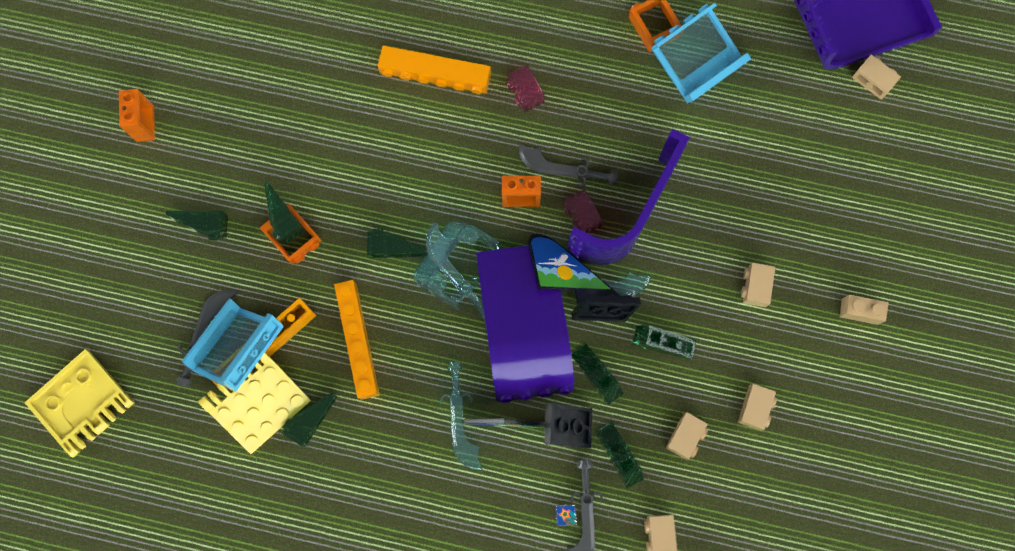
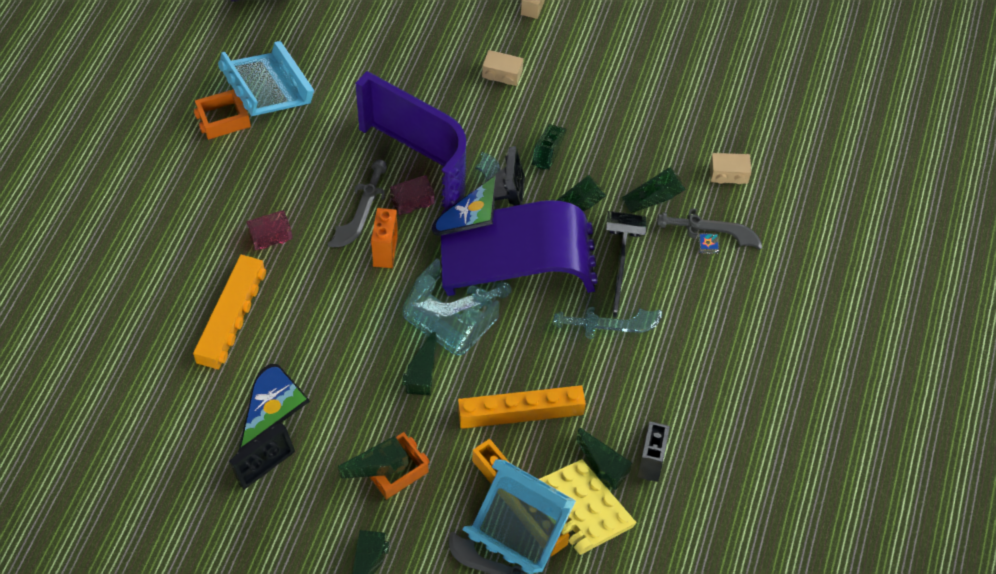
camera: 90 degrees left, 20 degrees down
(323, 467) = (653, 451): none -> black slope
(341, 121) = (264, 437): none -> piece
(686, 436) = (639, 139): tan brick -> none
(757, 407) = (616, 84): tan brick -> none

